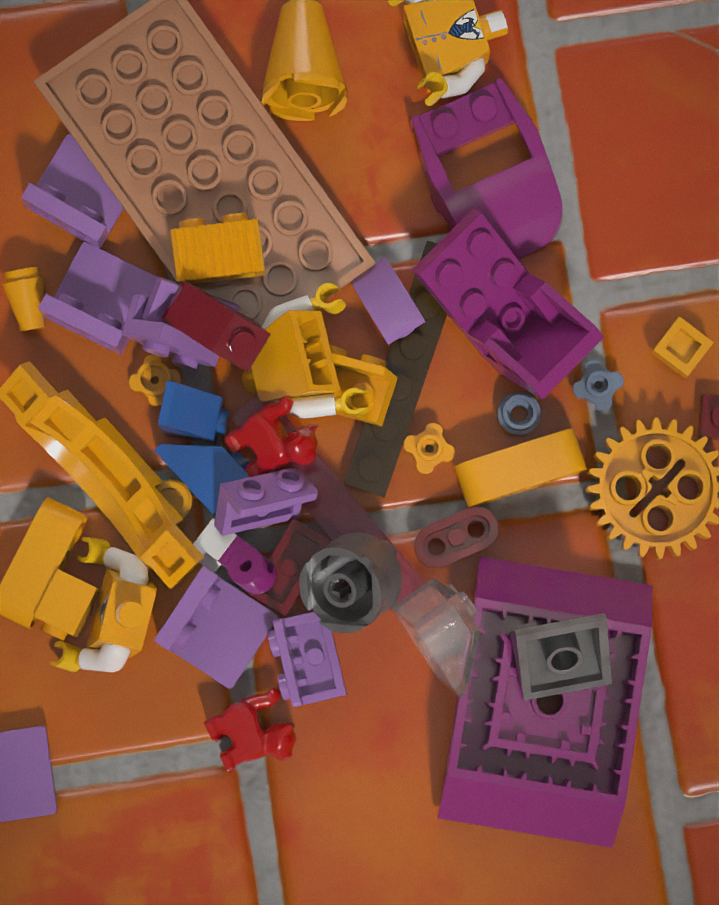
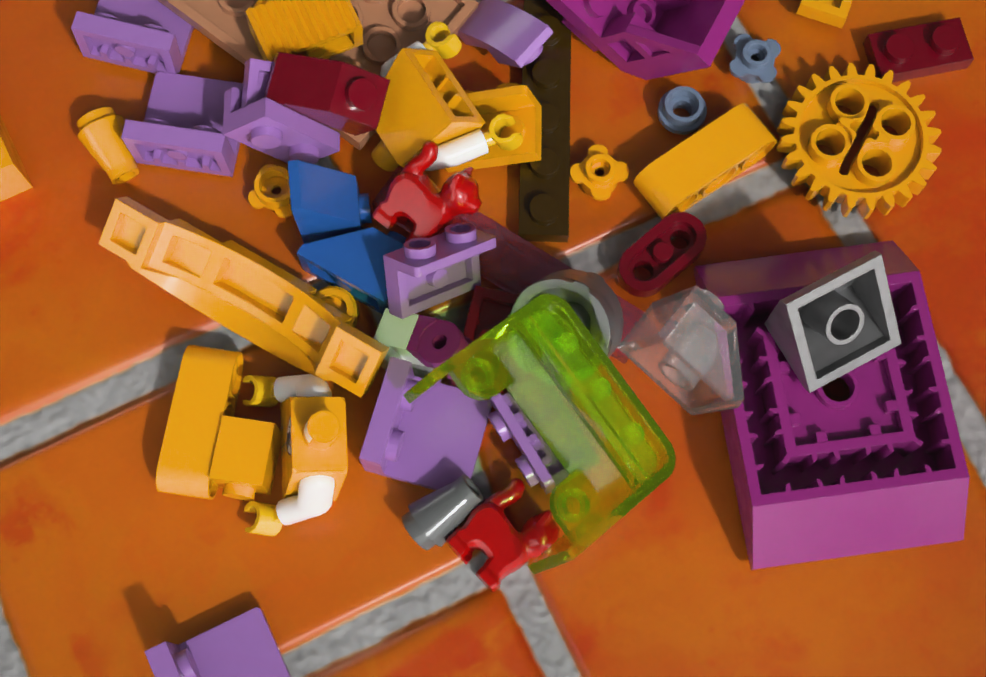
camera: 15 degrees left, 10 degrees down
(205, 698) = (441, 512): none -> dark grey cone
(339, 655) = (578, 409): none -> clear neon green windscreen

